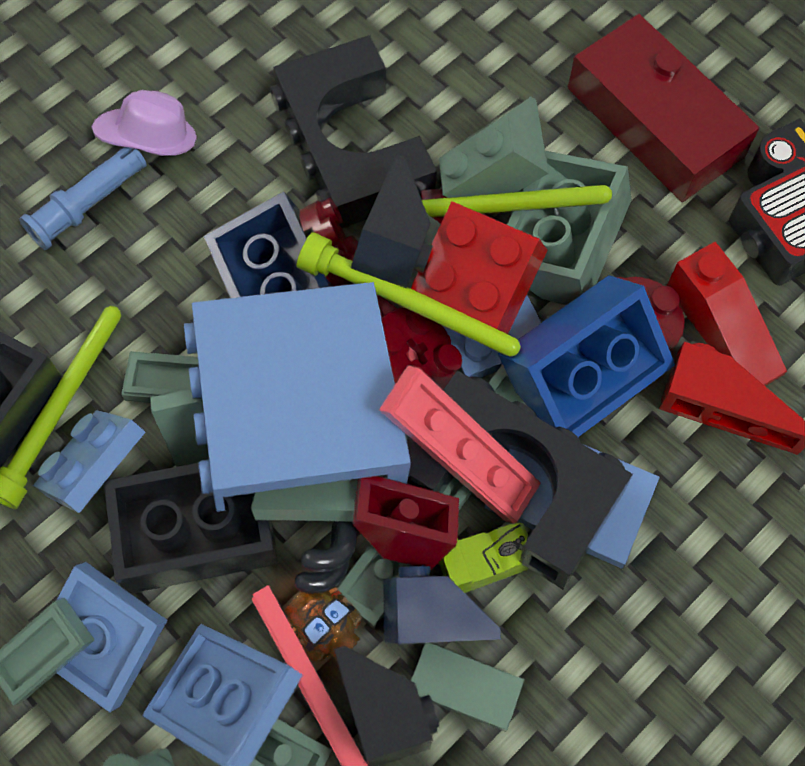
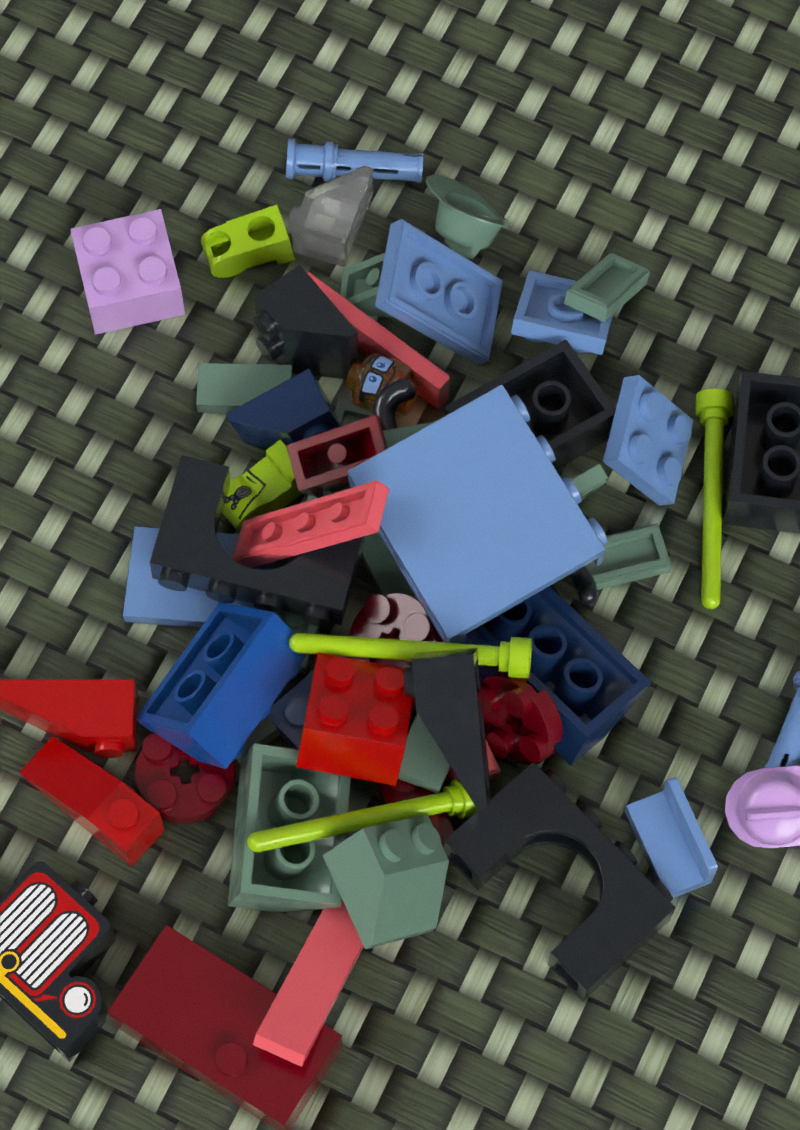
camera: 160 degrees right, 0 degrees up
(248, 135) = (672, 840): none -> medium blue panel
(592, 86) = (311, 987): none -> coral tile

